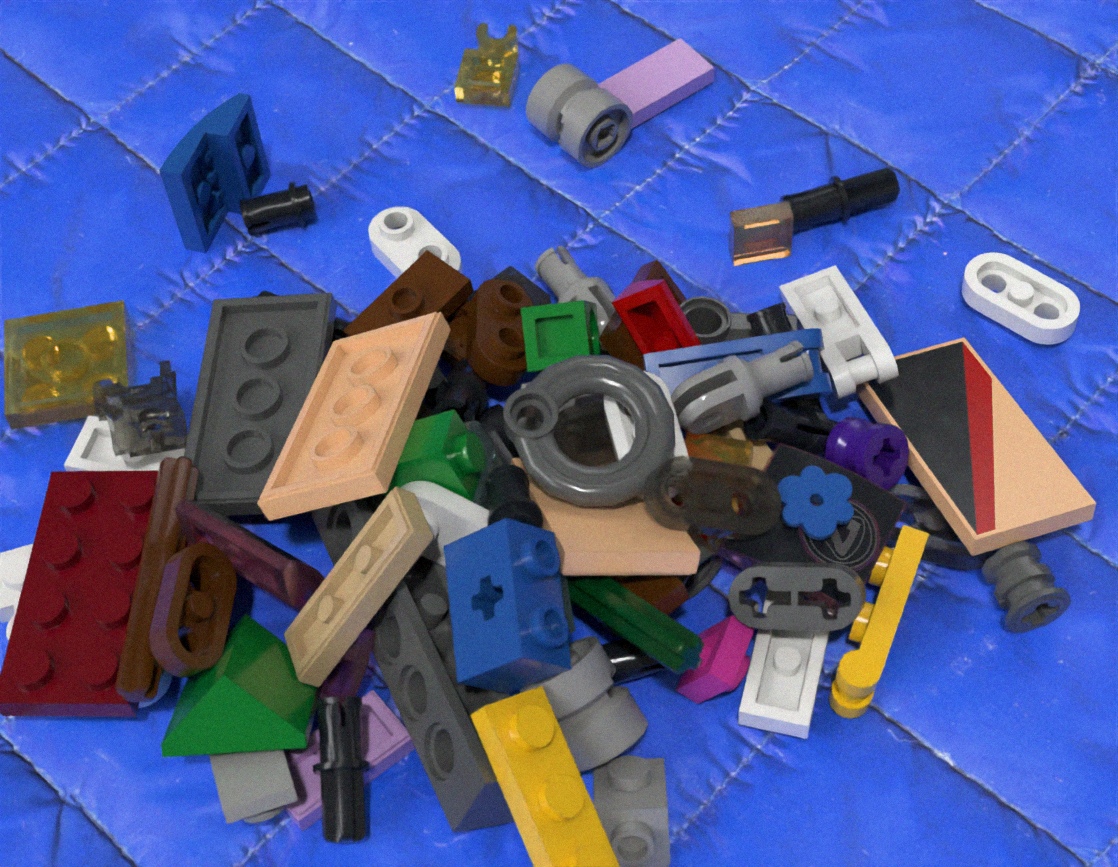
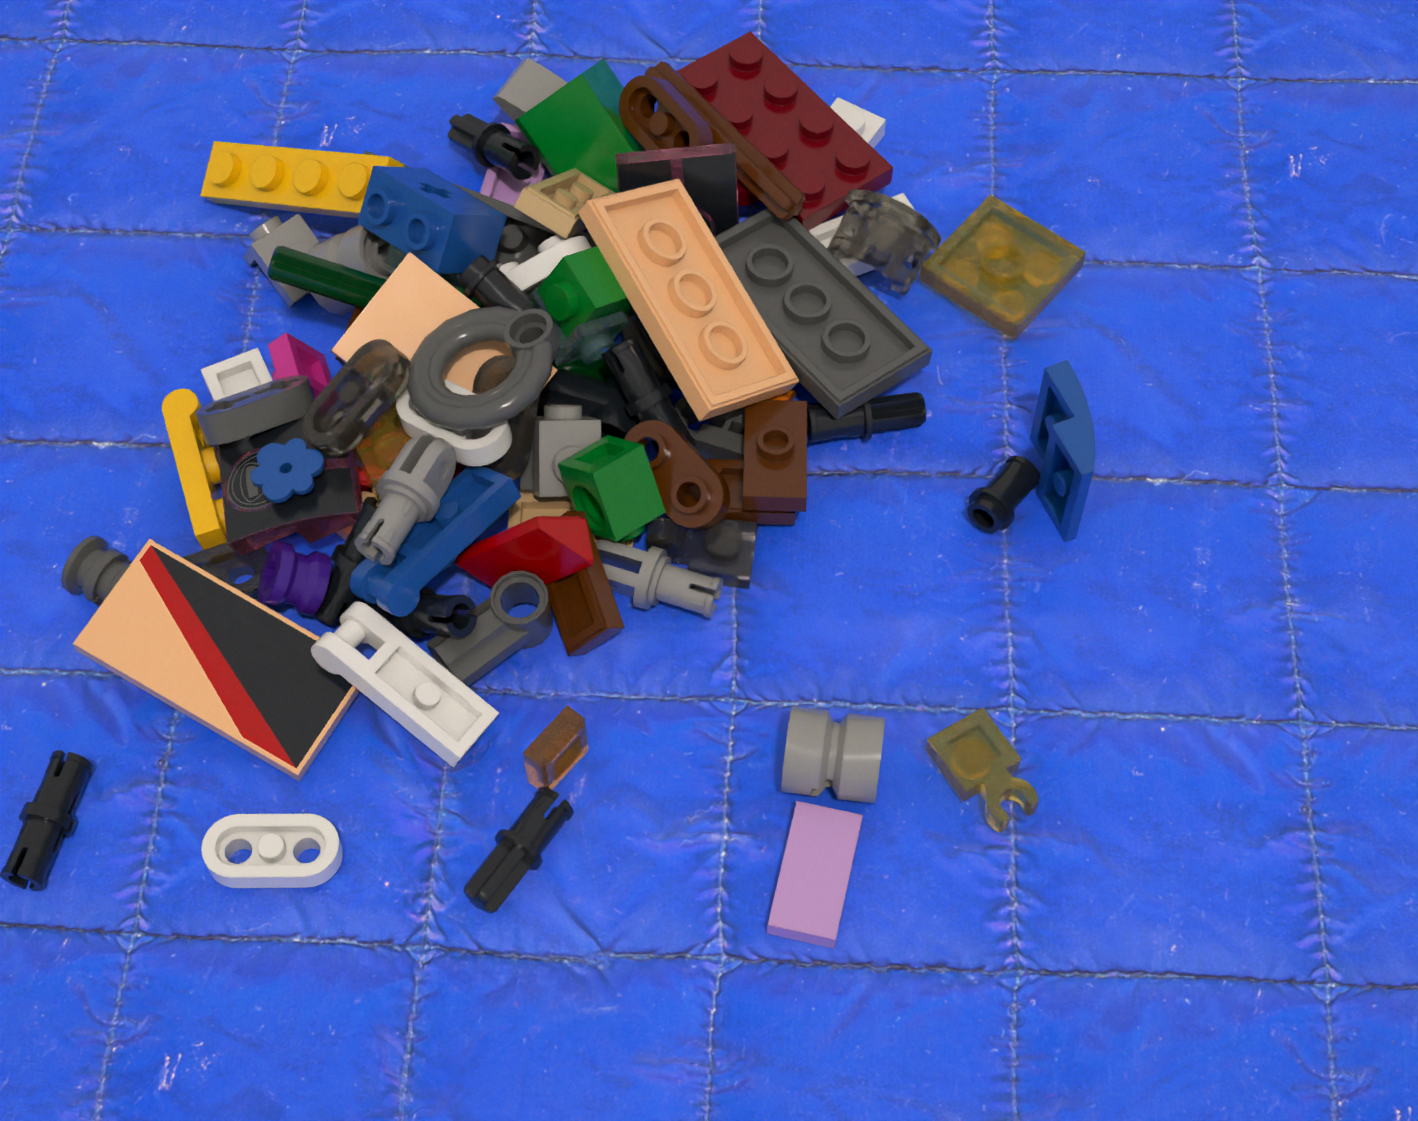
camera: 135 degrees right, 5 degrees up
(403, 235) = (850, 546): white plate -> none

